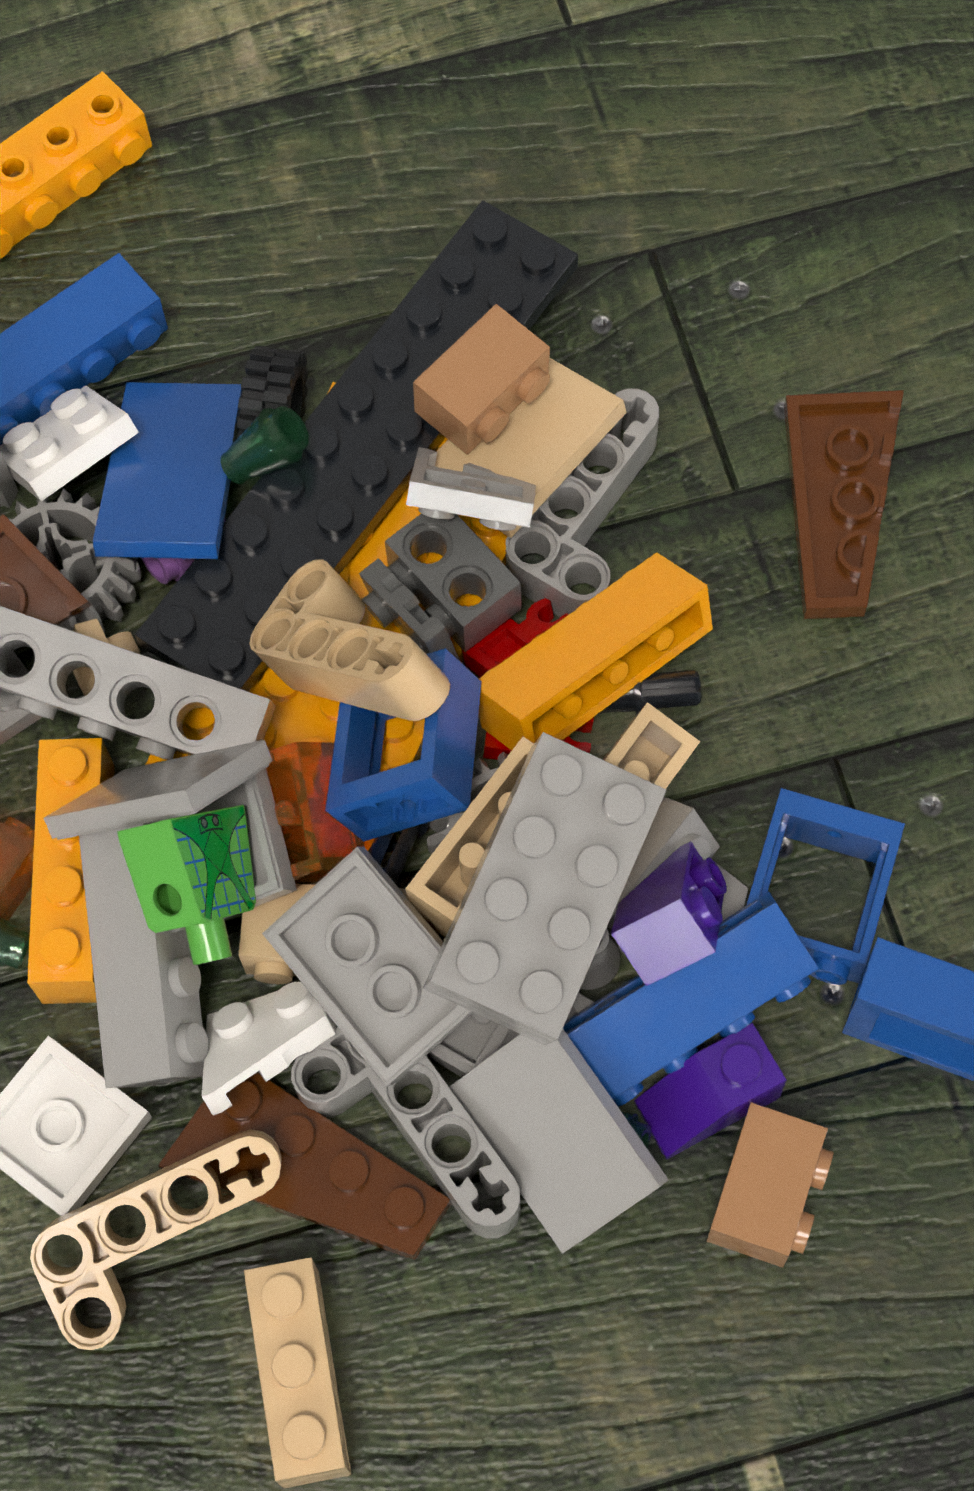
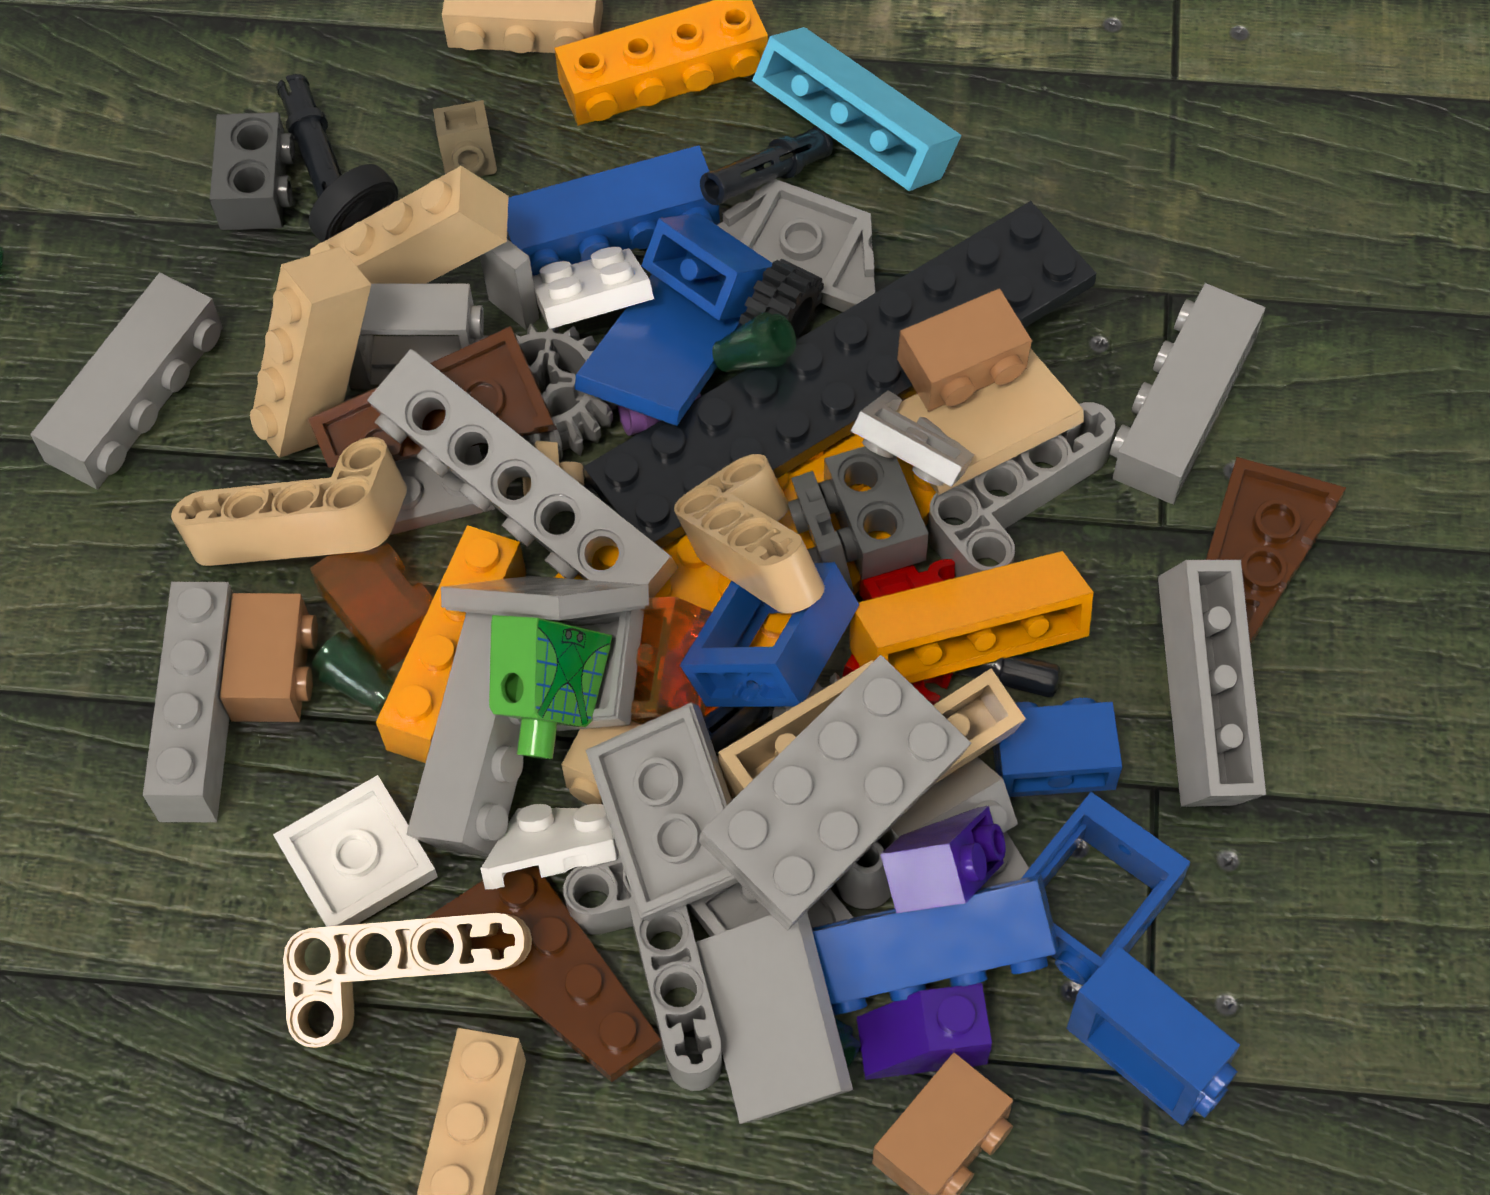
camera: 20 degrees right, 5 degrees down
(165, 281) = (727, 182): none -> black pin
(178, 378) = (704, 264): none -> blue brick
(252, 306) = (811, 234): none -> light grey wing
(263, 160) = (856, 108): none -> medium azure brick
(713, 346) = (1187, 393): none -> light grey brick
(738, 754) = (1061, 749): none -> blue brick
(856, 635) = (1211, 683): none -> light grey brick

